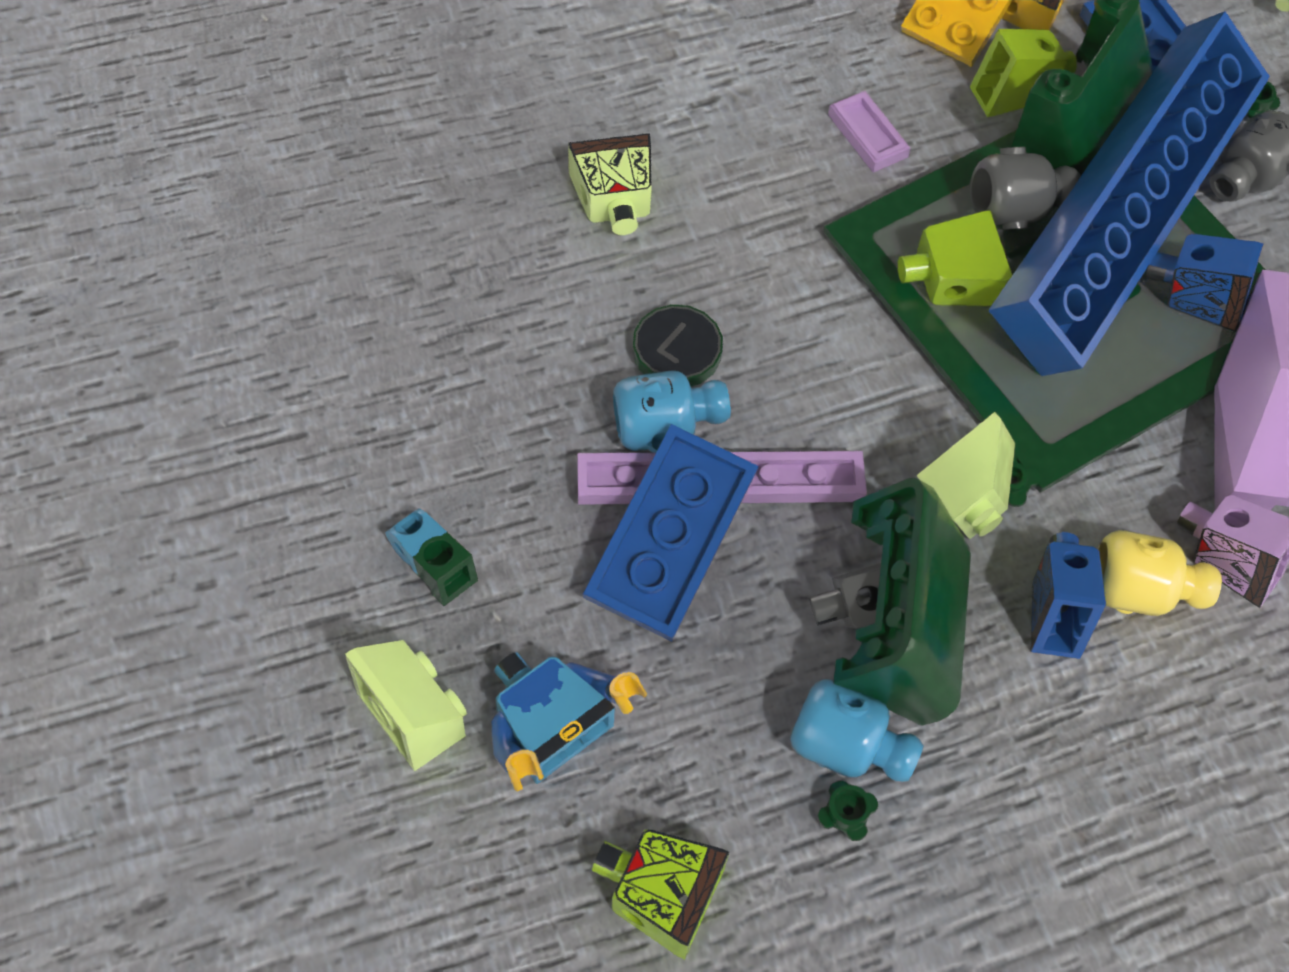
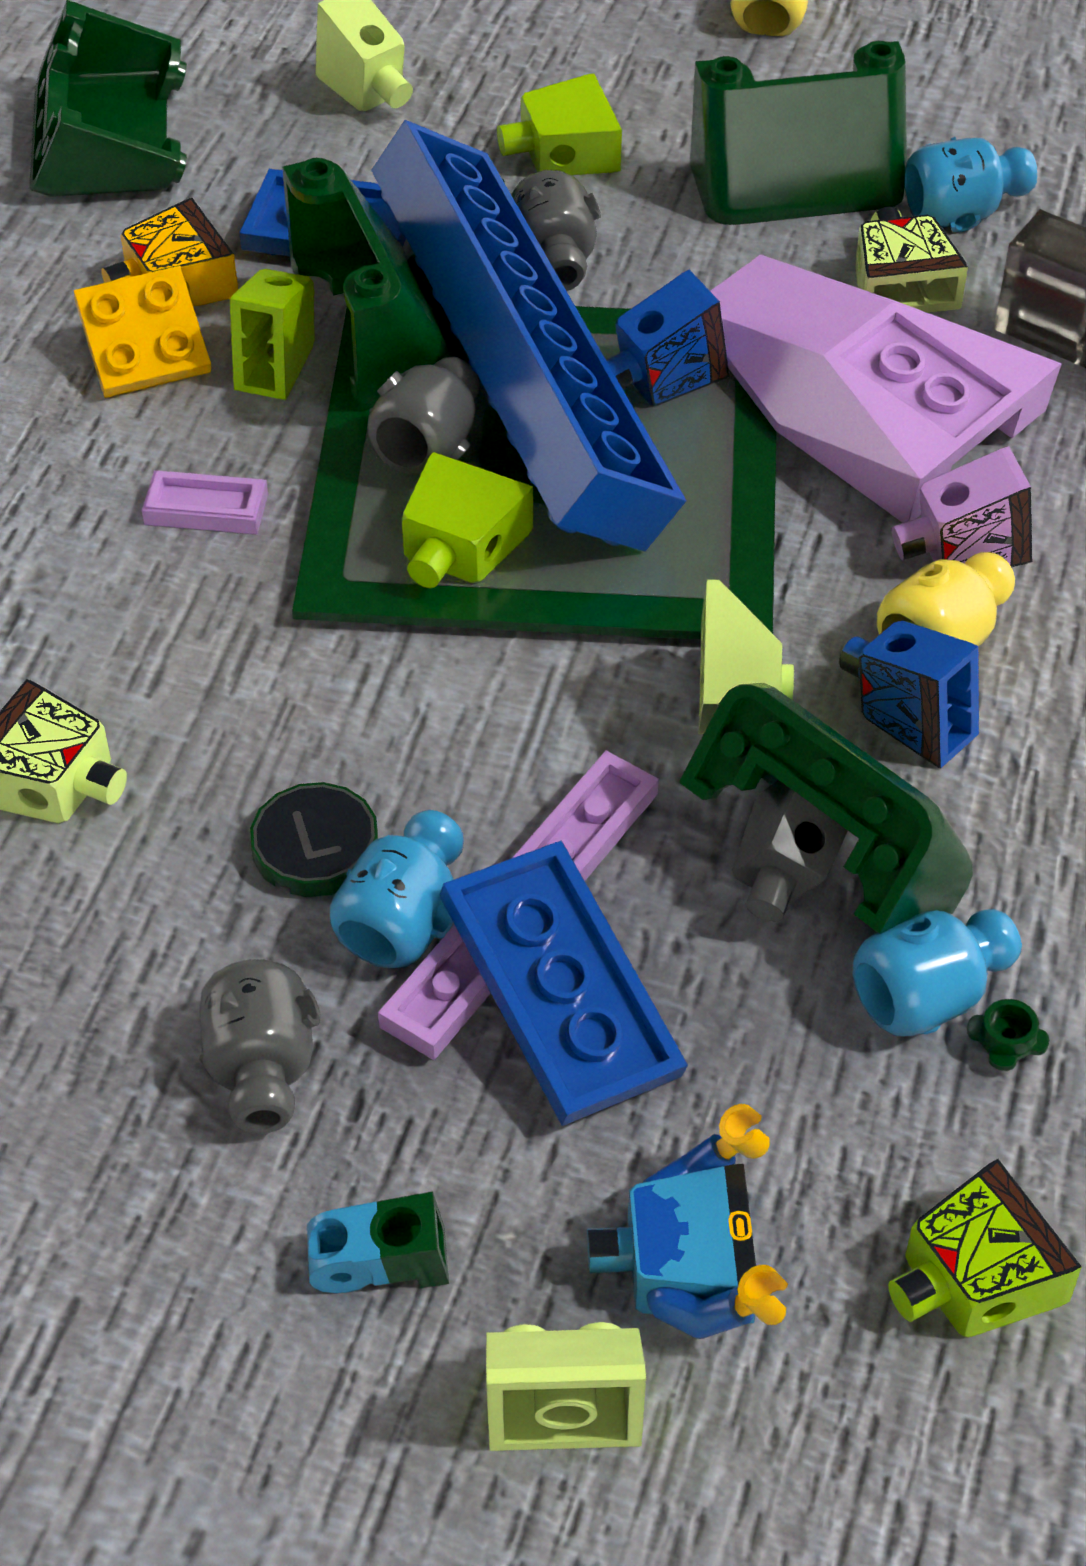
camera: 50 degrees left, 10 degrees down
(511, 406) = (257, 1039): none -> dark grey piece

